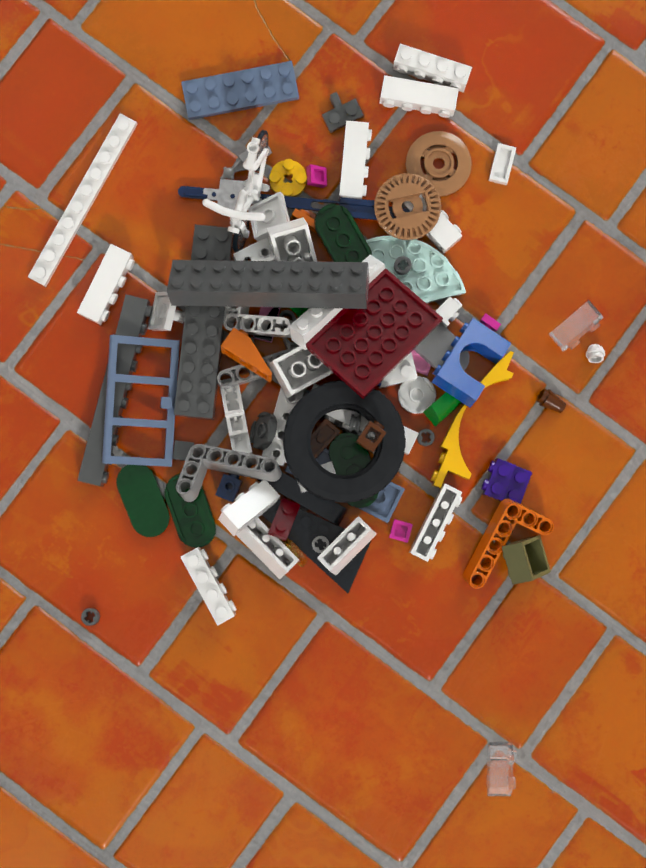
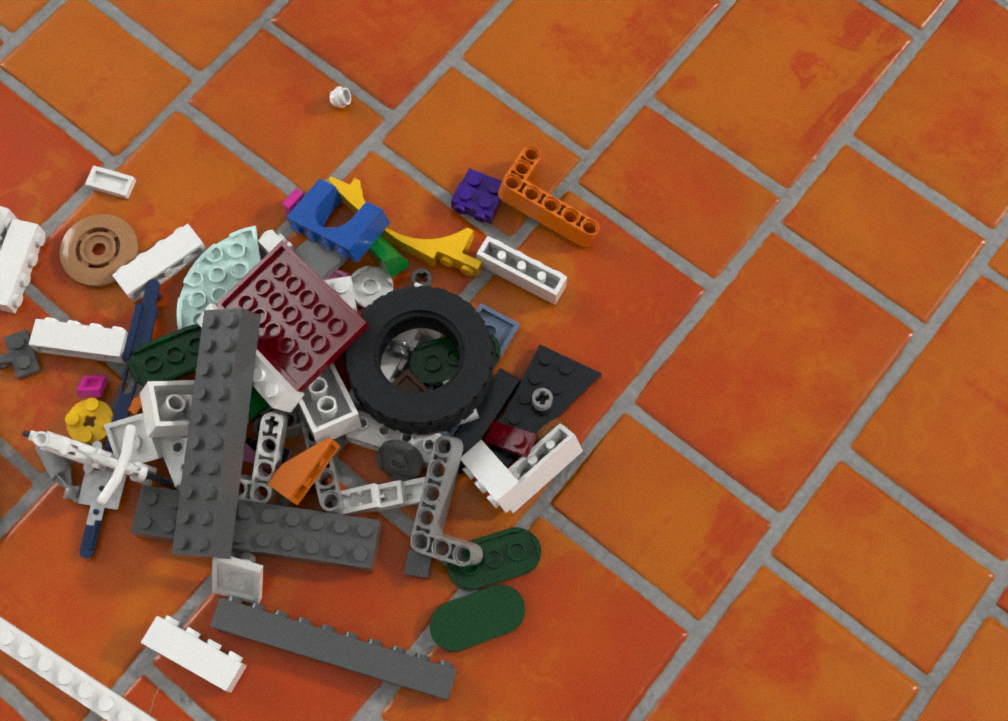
camera: 80 degrees left, 15 degrees down
(85, 614) = (627, 685): dark grey bush -> none
(165, 403) = (355, 579): sand blue door -> none
(208, 585) = (589, 536): white brick -> none
(229, 487) = (467, 507): dark blue brick -> none
(347, 545) = (544, 365): white brick -> none
(367, 443) = (414, 309): reddish brown brick -> none
(400, 530) = (529, 311): dark pink plate -> none
(407, 224) = (122, 279): medium nougat piece -> none
(407, 268) = (212, 284): dark grey bush -> none
(500, 769) = (803, 217): clear brick -> none
(526, 559) = (568, 175): olive piece -> none
(551, 401) = (389, 145): reddish brown cone -> none
(576, 325) = (307, 113): clear brick -> none

